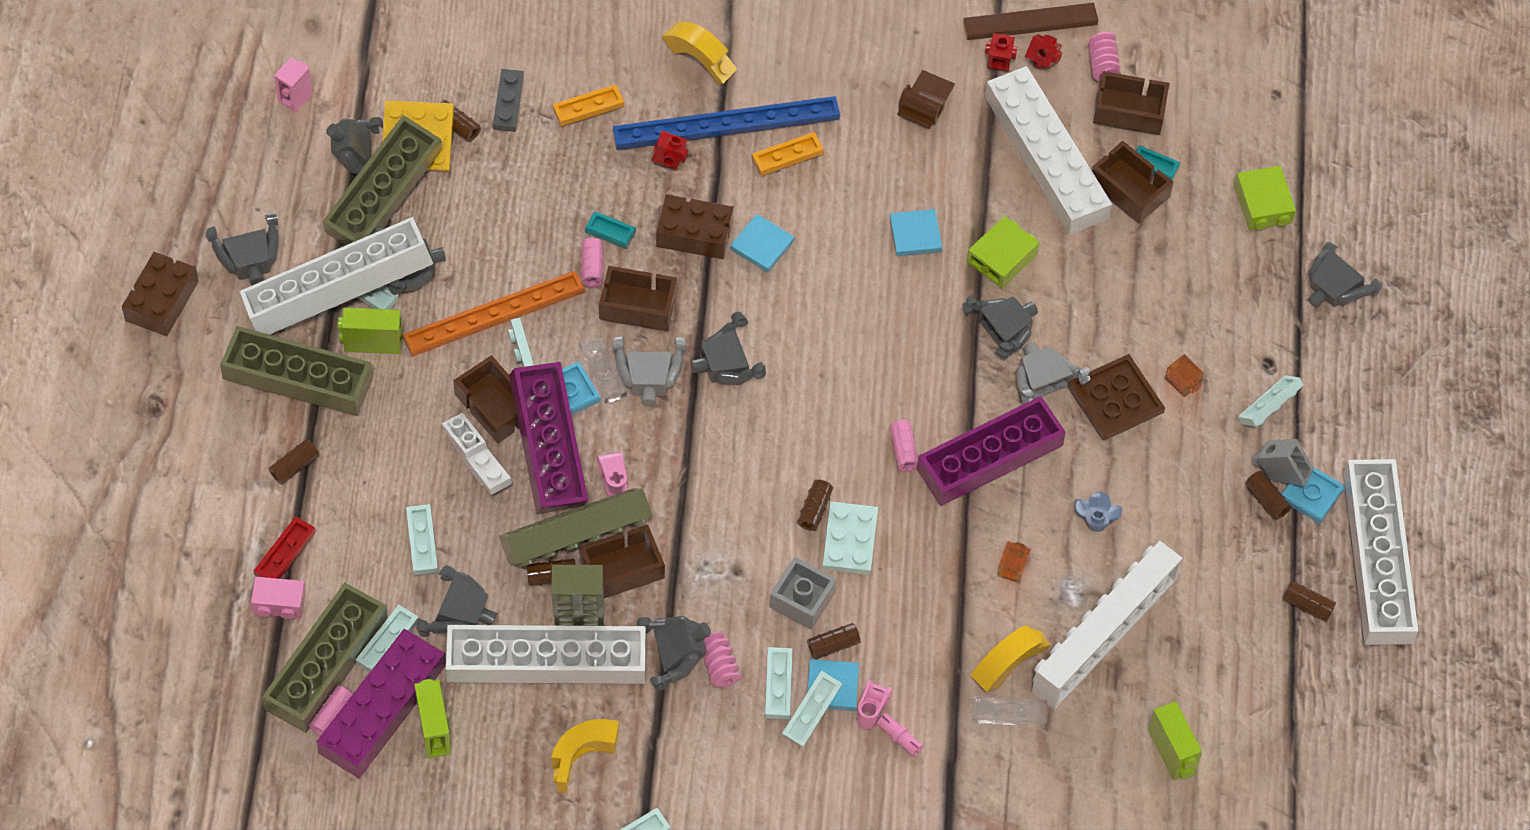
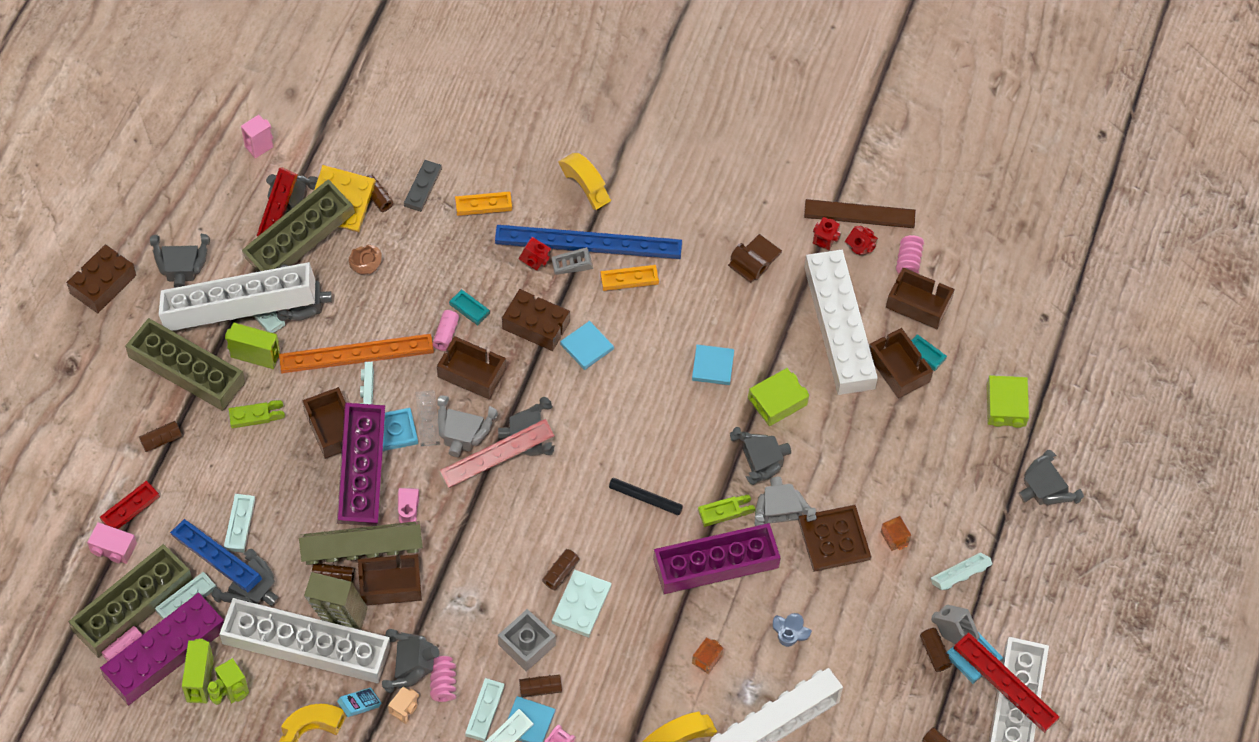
camera: 15 degrees right, 0 degrees up
(347, 154) = (278, 198): none -> red tile
(397, 410) = (255, 414): none -> lime hinge
(410, 581) = (216, 555): none -> blue plate
(470, 201) = (365, 259): none -> nougat hair
(475, 454) = (304, 463): white slope -> none
(475, 723) = (229, 682): none -> lime brick
(631, 708) = (359, 702): none -> tile
(683, 699) = (403, 704): none -> light nougat brick
(700, 389) = (497, 453): none -> tile
(724, 154) = (573, 267): none -> light grey slope
(885, 400) = (646, 496): none -> black axle
(904, 445) = (648, 537): bright pink axle -> none
(981, 394) = (725, 510): none -> lime hinge
(1362, 510) = (1006, 682): none -> red plate

